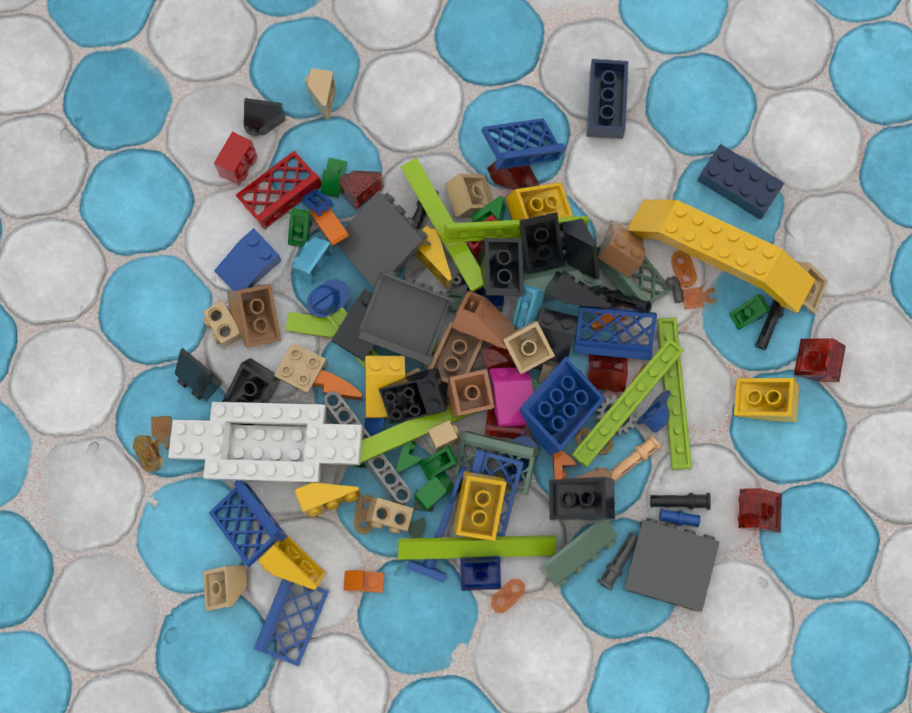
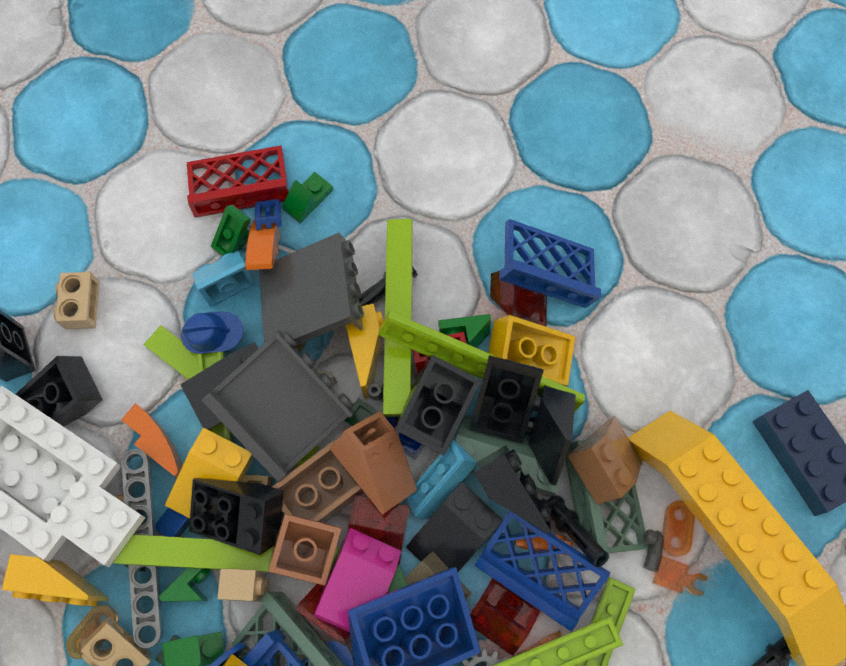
camera: 30 degrees right, 5 degrees down
(236, 158) = (206, 119): red brick -> none
(247, 262) = (151, 244): blue slope -> none
(255, 315) = (115, 309): medium nougat slope -> none
(262, 116) = (265, 88): black slope -> none
(300, 367) = (127, 399): tan bracket -> none
(322, 90) = (350, 91): tan slope -> none
(360, 187) = (327, 217): clear red slope -> none
(439, 462) = (220, 616): green slope -> none
(468, 194) = (451, 293): tan slope -> none
(528, 347) = (412, 527): tan slope -> none
(607, 98) = (686, 263): dark blue brick -> none
(749, 311) = (742, 637): green slope -> none

